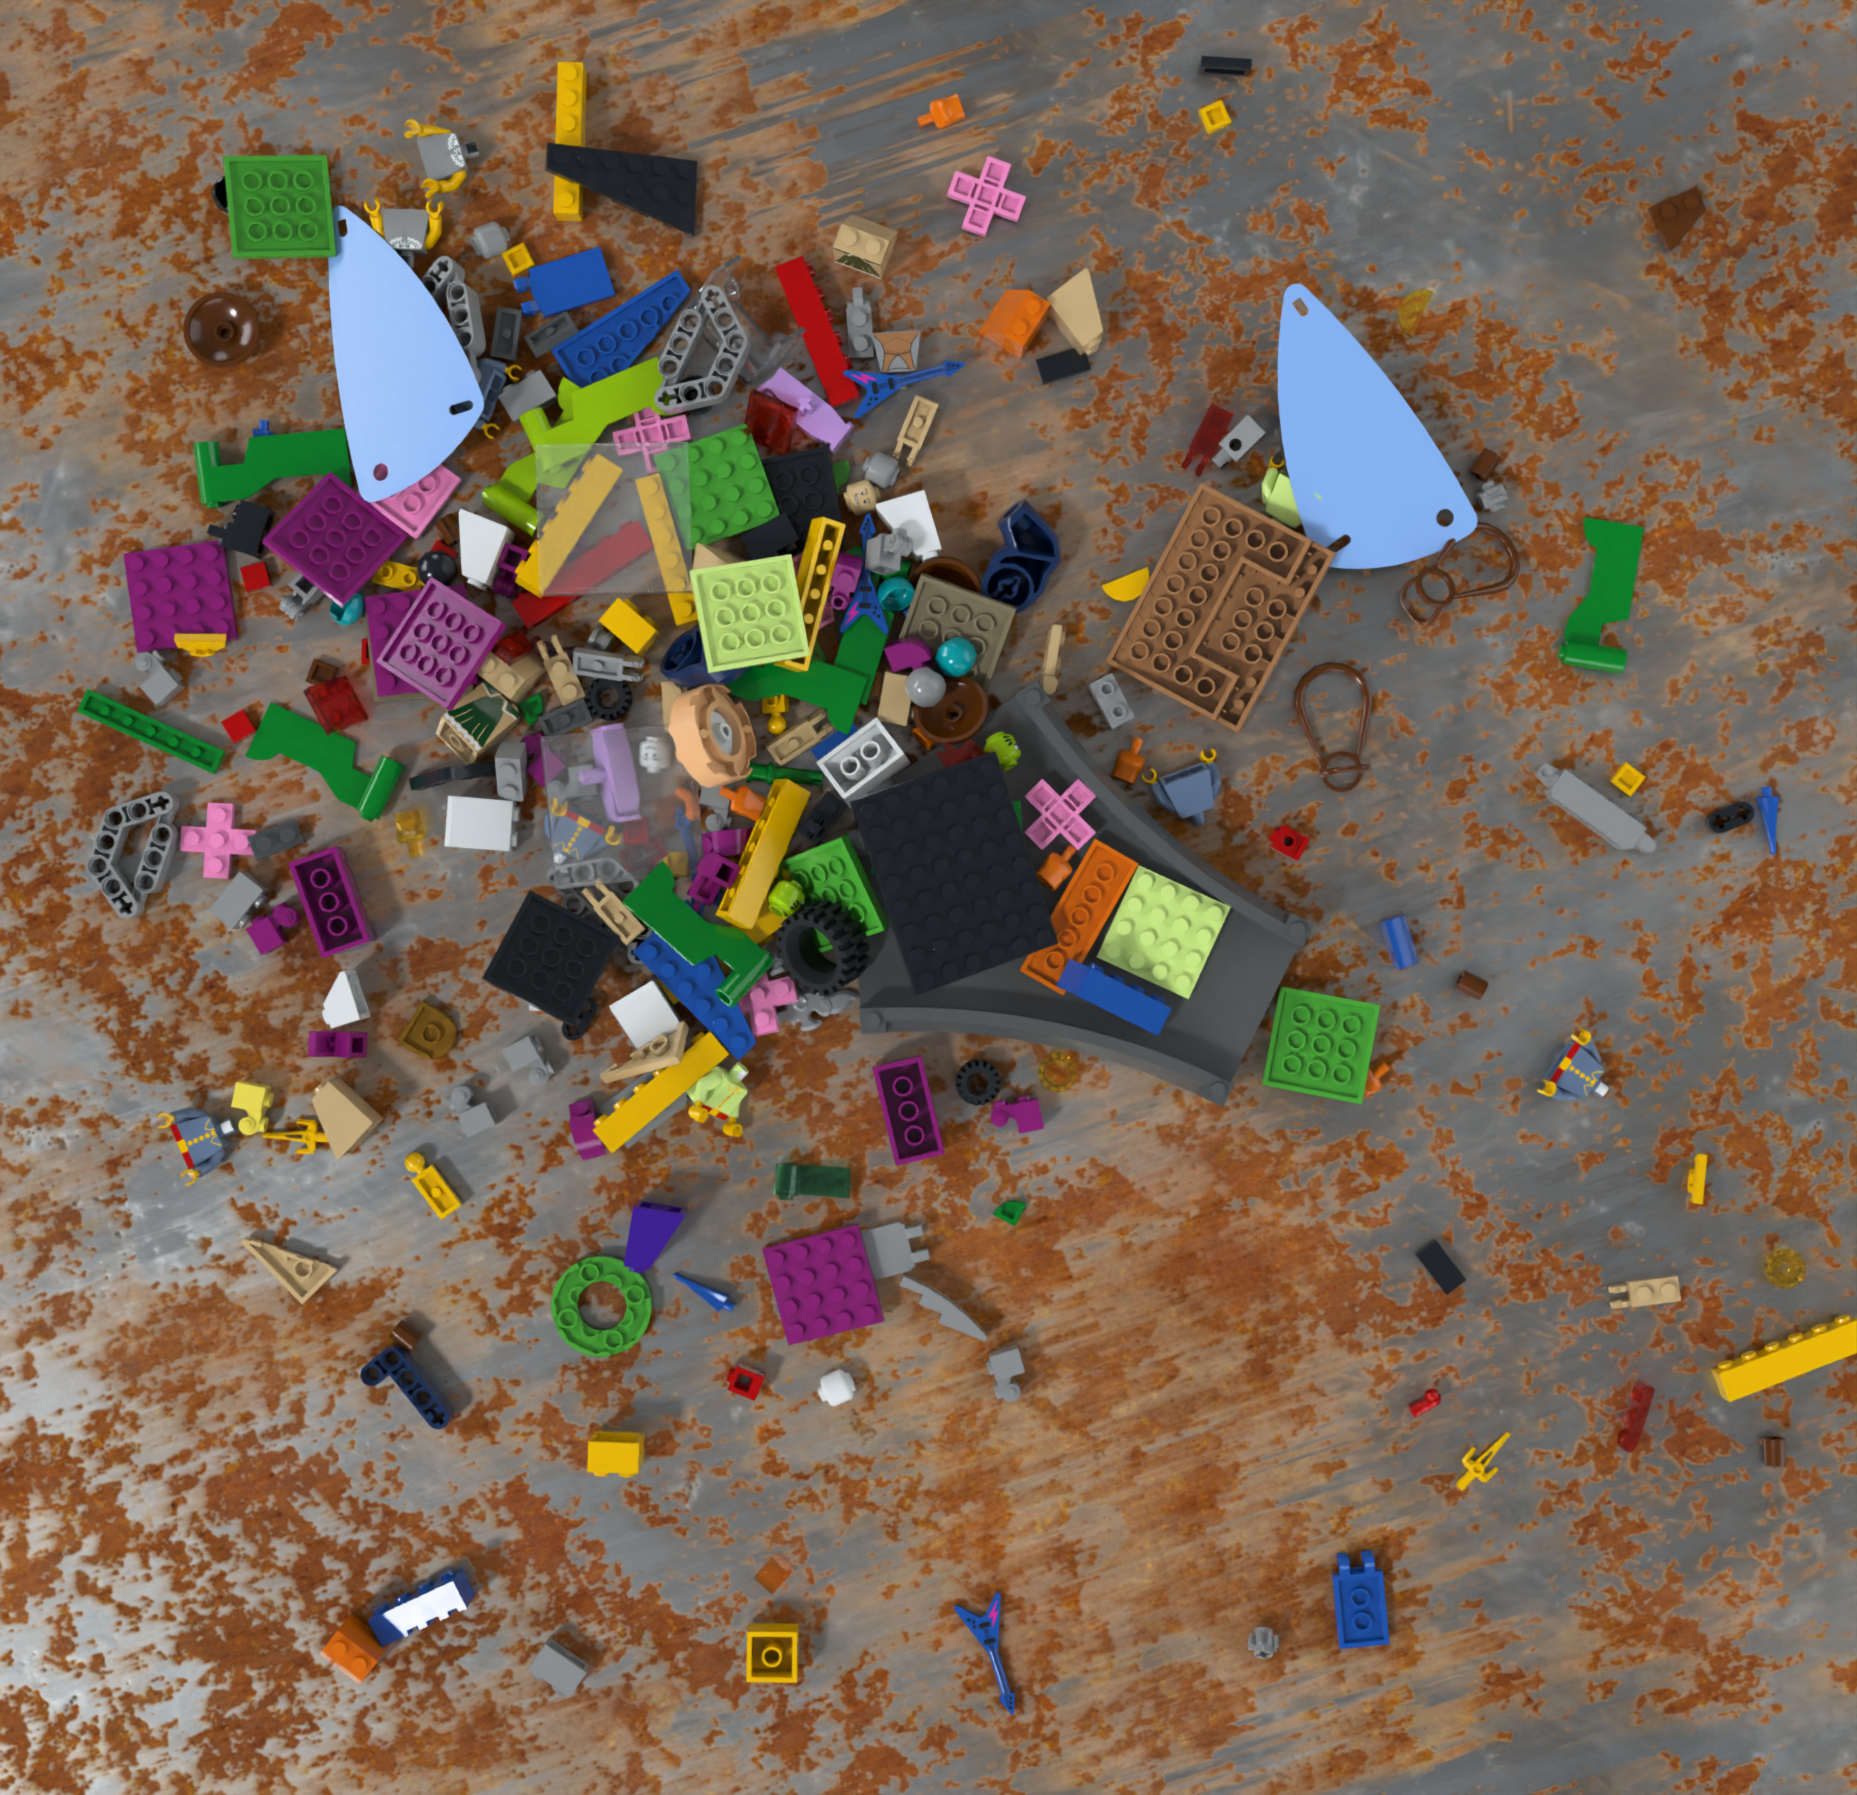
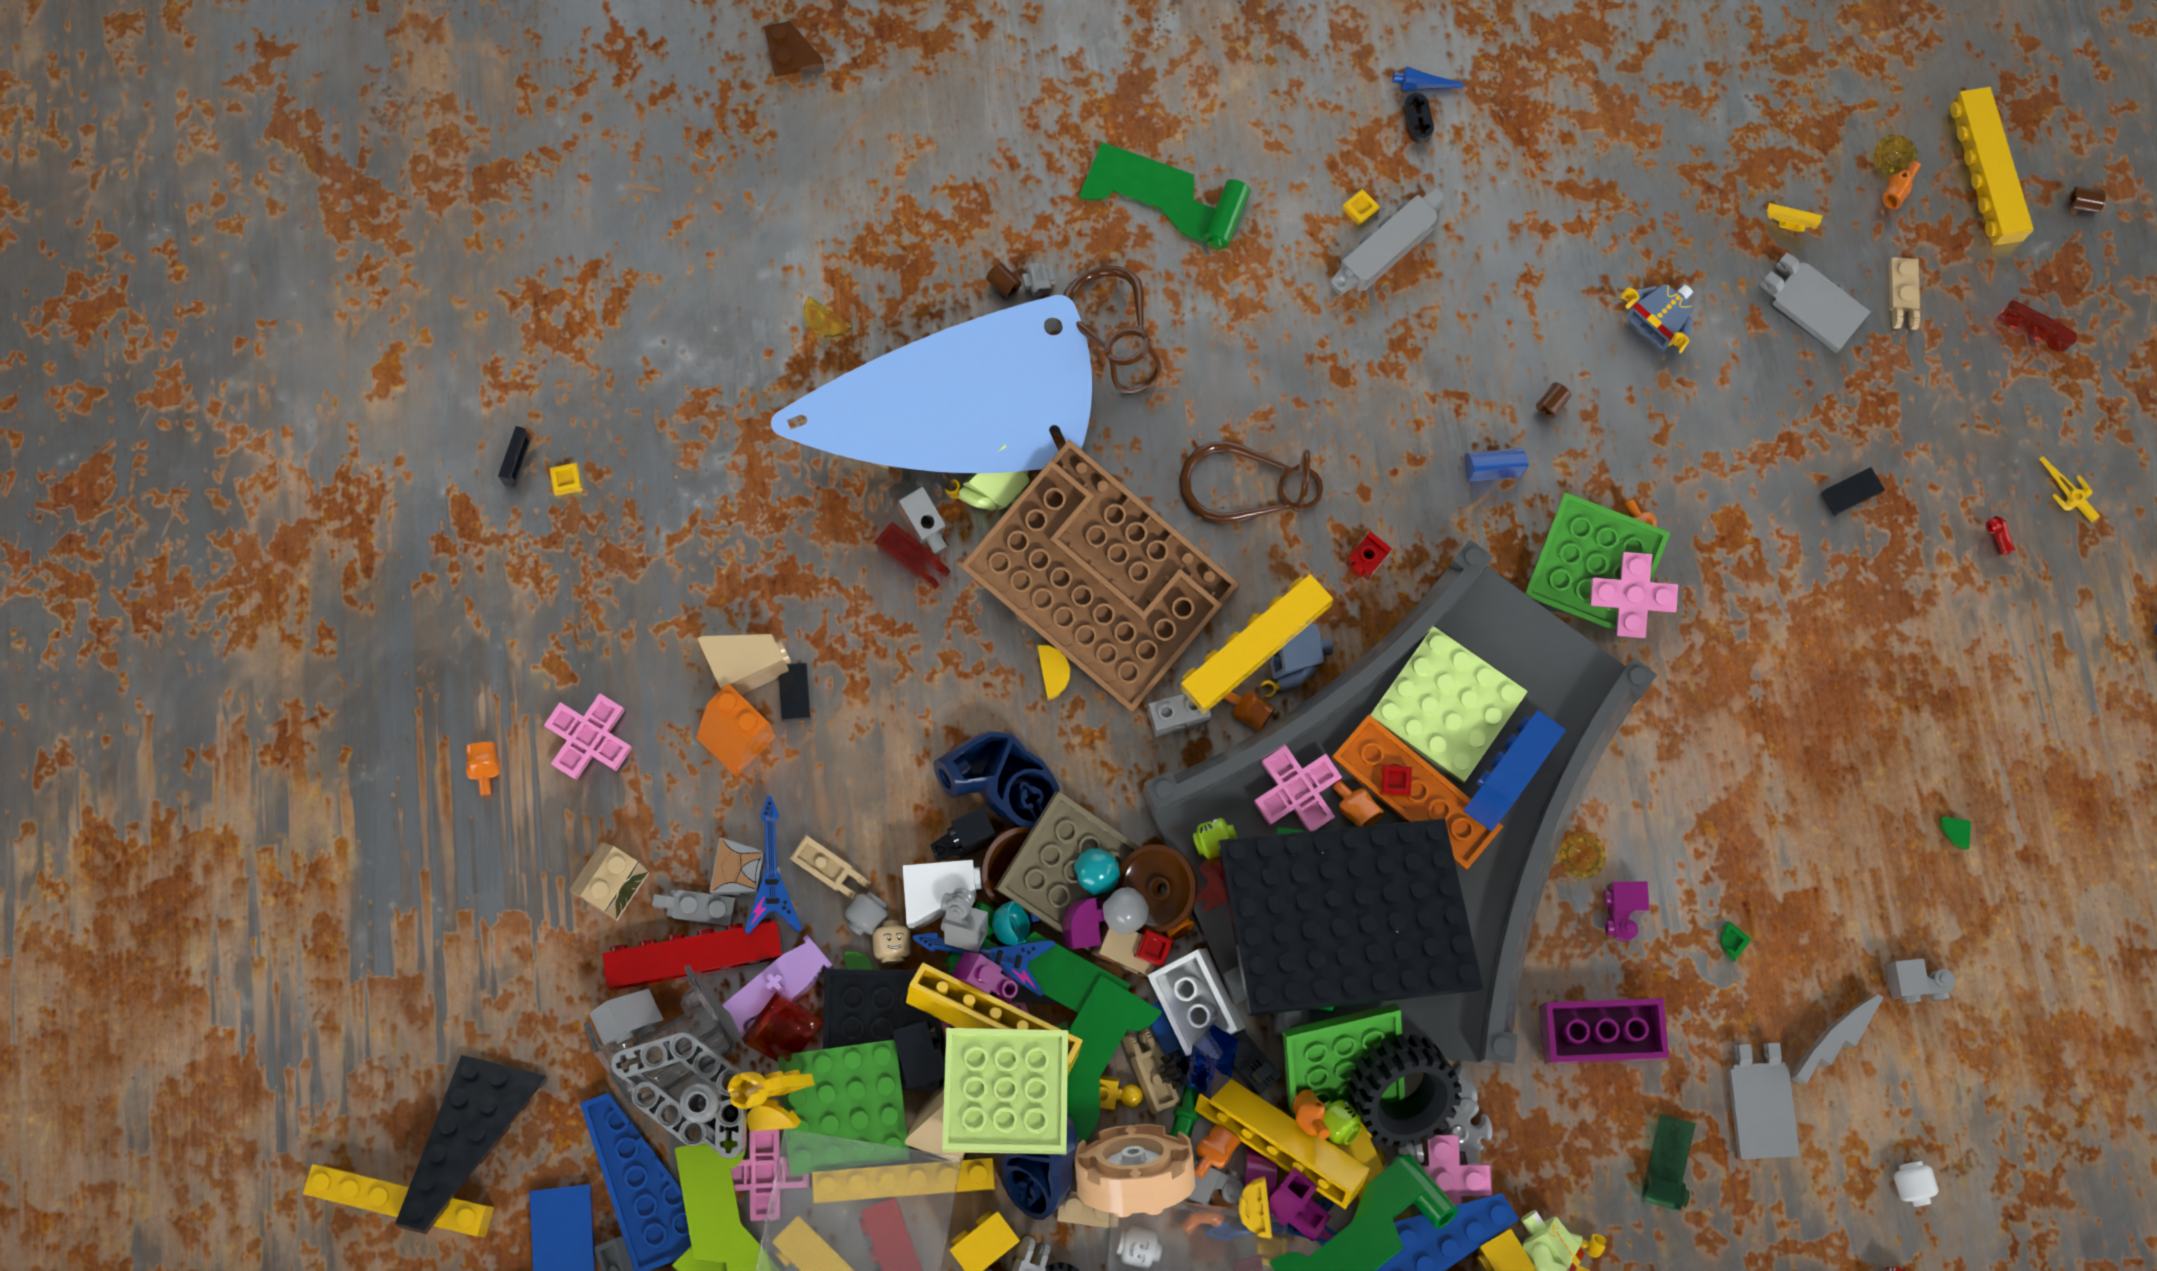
camera: 80 degrees left, 15 degrees down
(687, 358) = (689, 1103): none -> light grey head
(696, 425) = (771, 1117): none -> yellow tile
(702, 842) = (1255, 1209): none -> yellow tile
(708, 405) = (752, 1089): none -> yellow plate
(753, 289) = (626, 1017): none -> light grey brick
(786, 872) = (1310, 1114): none -> orange piece
(798, 759) = (1174, 1069): none -> black gear
(813, 782) = (1211, 1061): none -> clear blue brick
(823, 1284) = (1792, 1174): magenta plate -> none
(900, 717) = (1153, 948): none -> red tile
(964, 539) = (965, 836): none -> black hinge
(989, 1093) = (1597, 939): black tyre -> none
(1051, 661) = (1118, 769): tan hinge -> none
(1083, 896) = (1396, 780): none -> red tile
(1145, 1392) = (1956, 831): none -> green tile
(1180, 754) = (1256, 643): none -> yellow brick
(1298, 1081) = (1633, 595): none -> bright pink plate
(1617, 1211) = (1814, 302): none -> light grey tile
(1752, 1275) = (1900, 186): none -> orange piece

